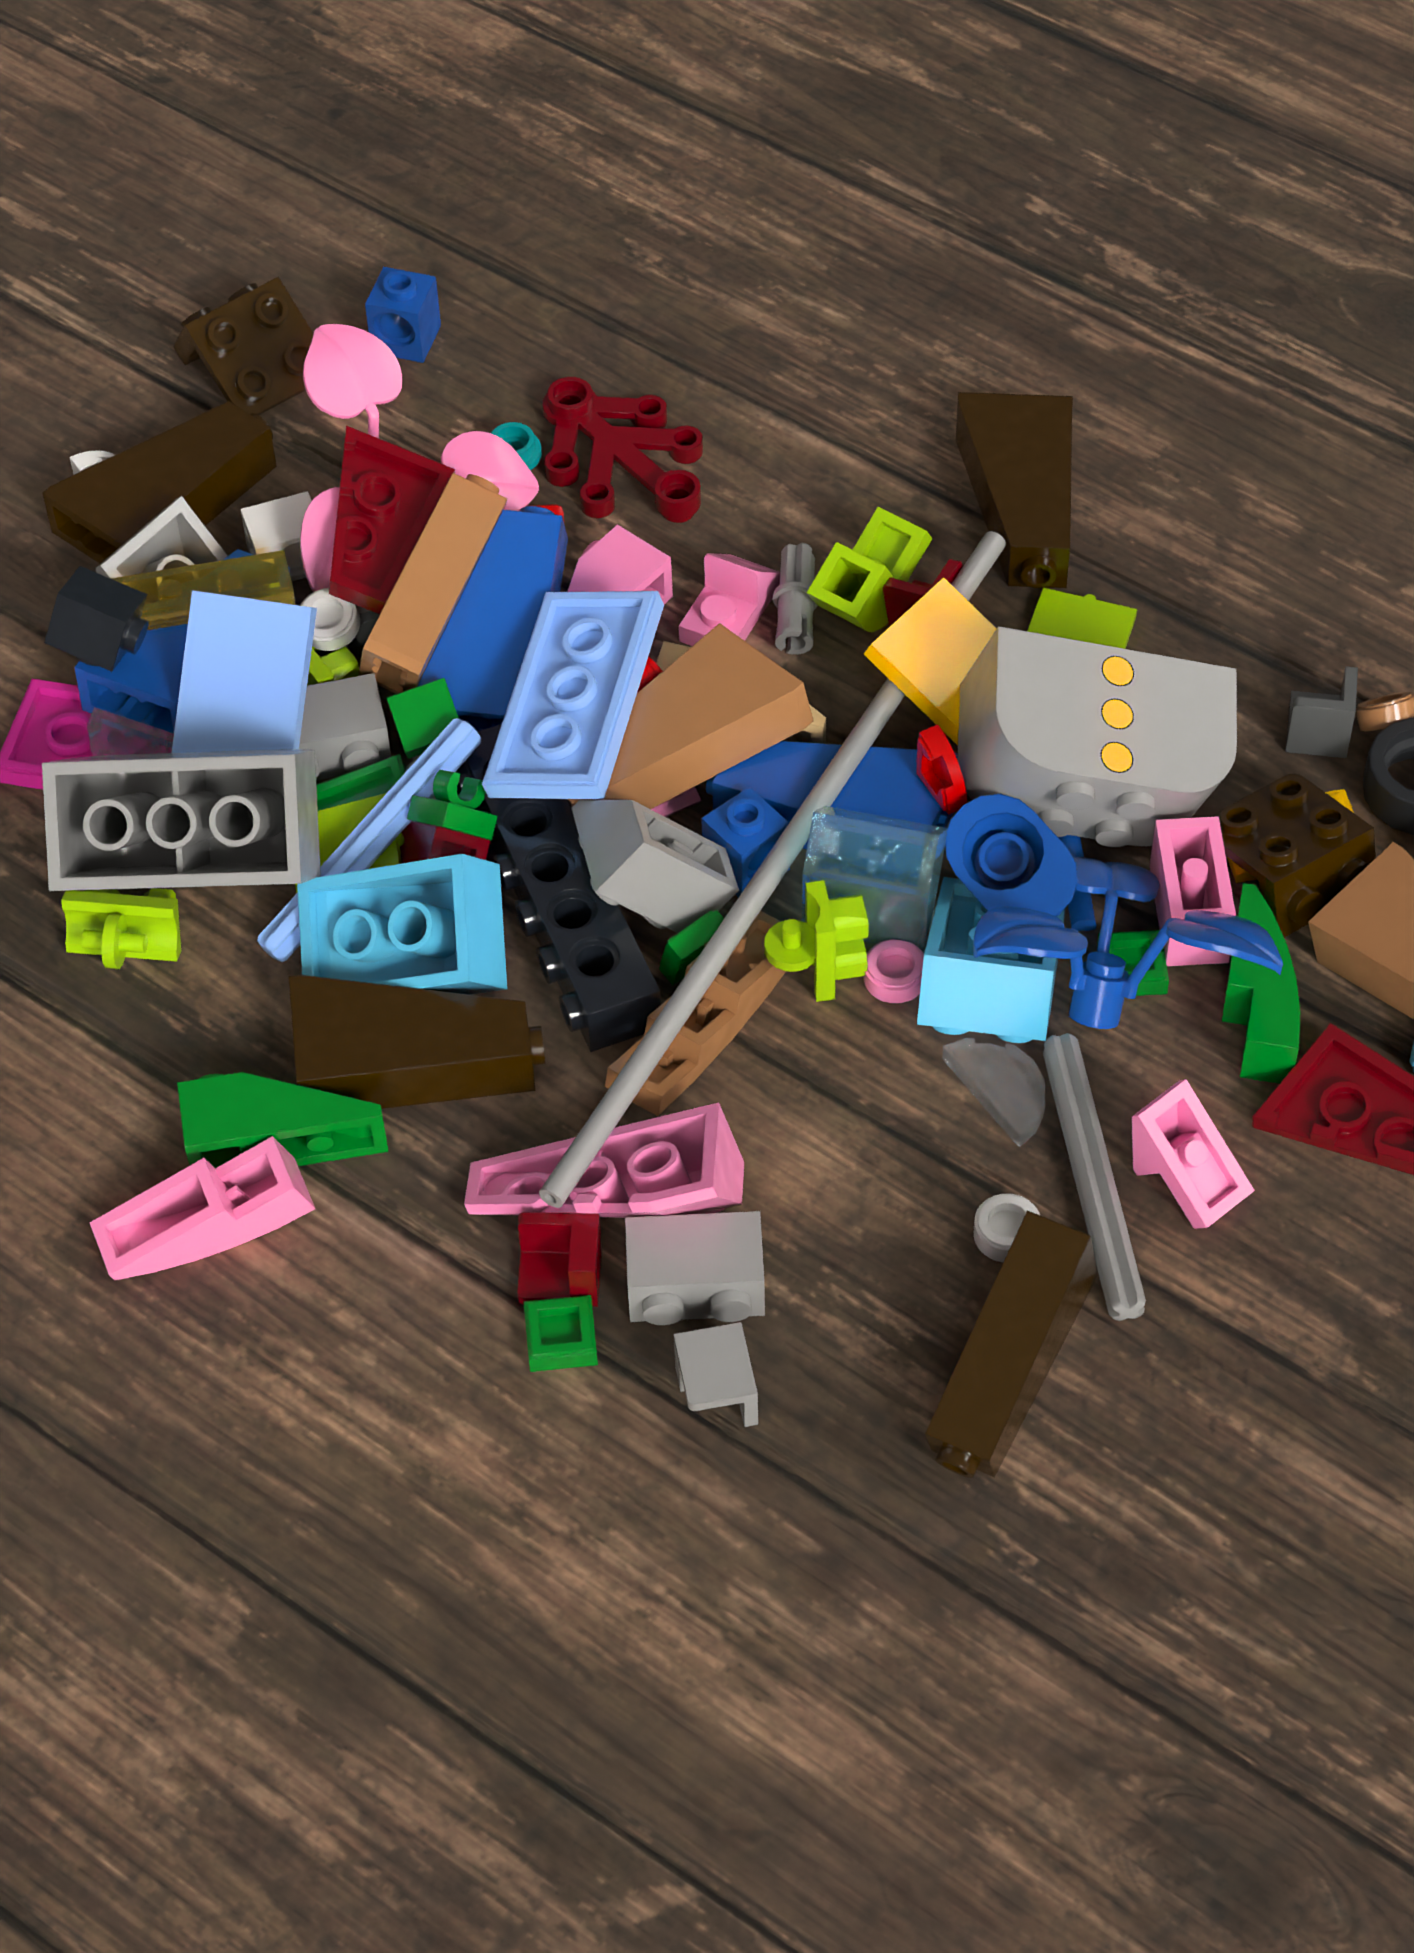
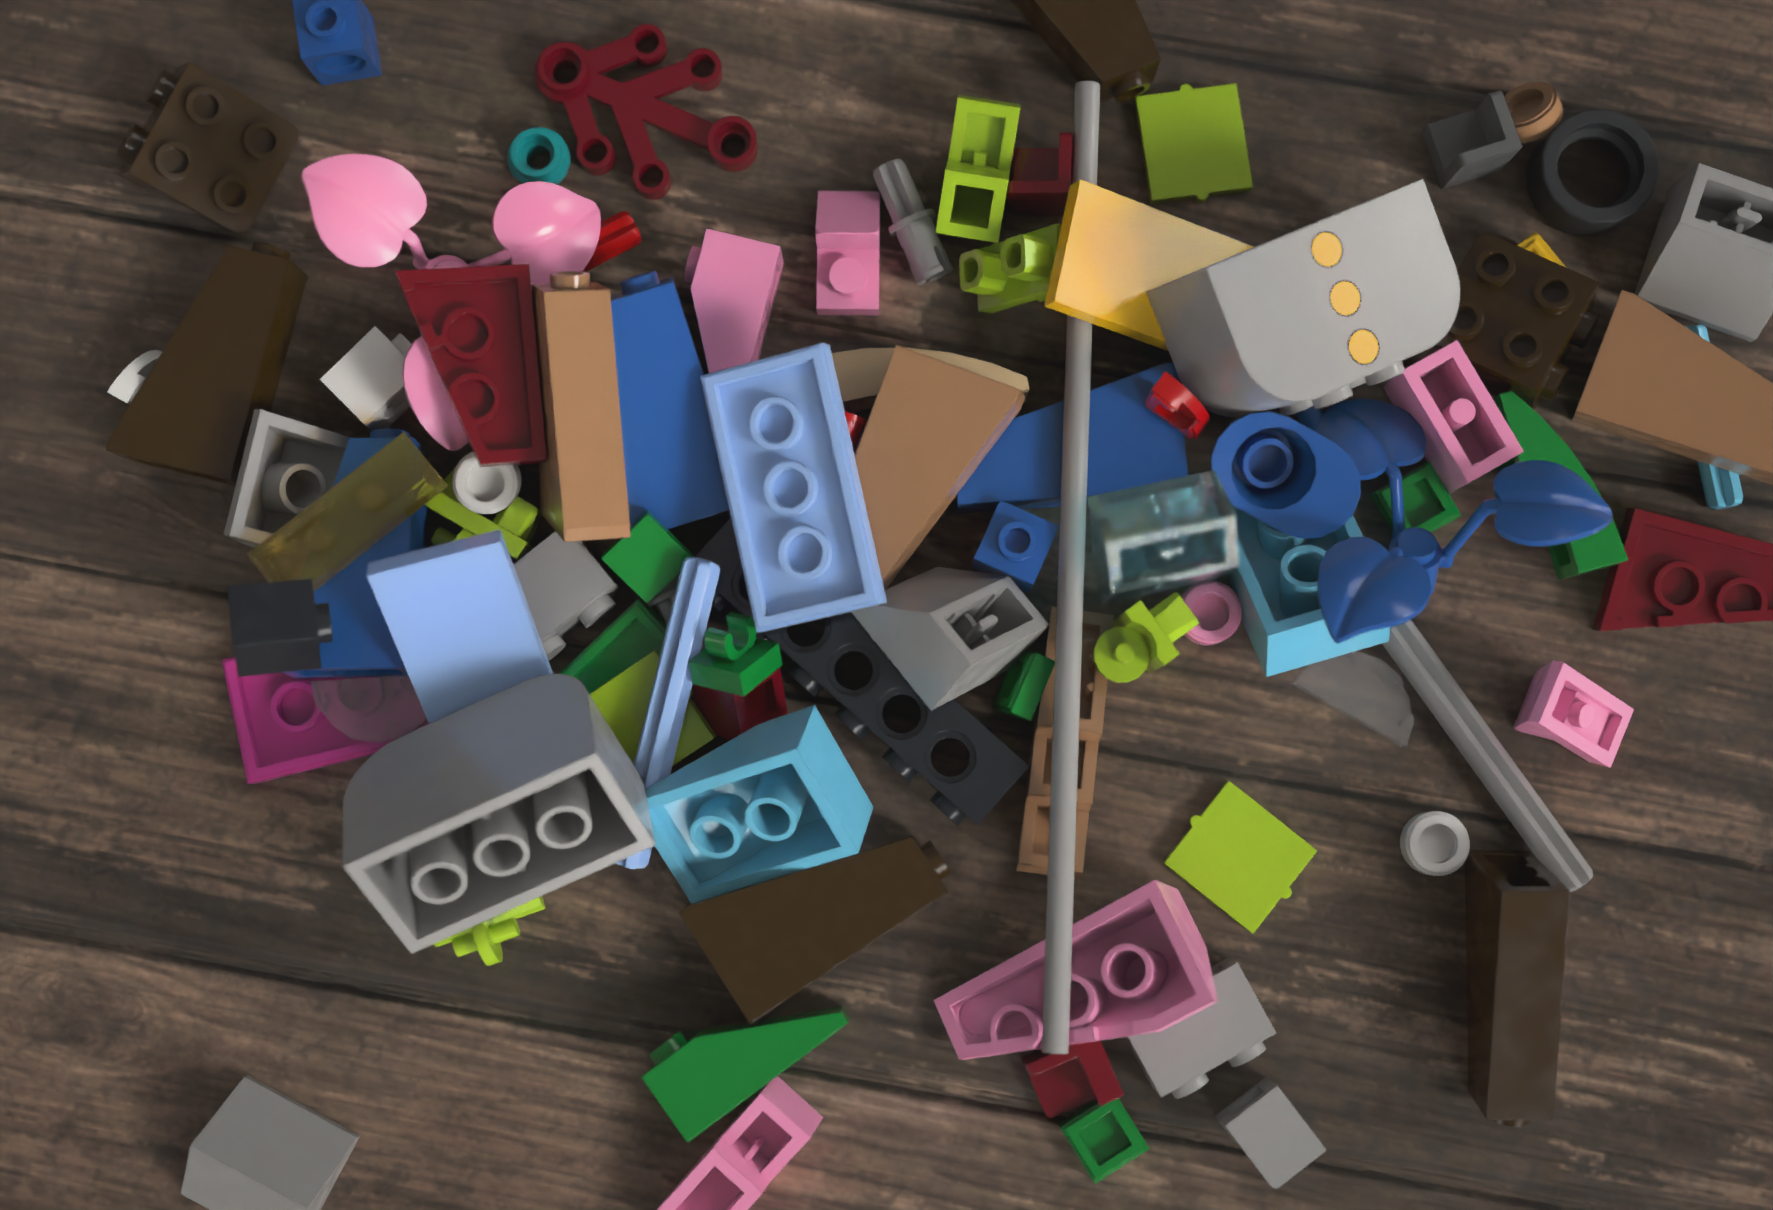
camera: 25 degrees left, 30 degrees up
(818, 1169) = (1240, 856): none -> lime piece
(844, 647) = (1010, 270): none -> lime hips

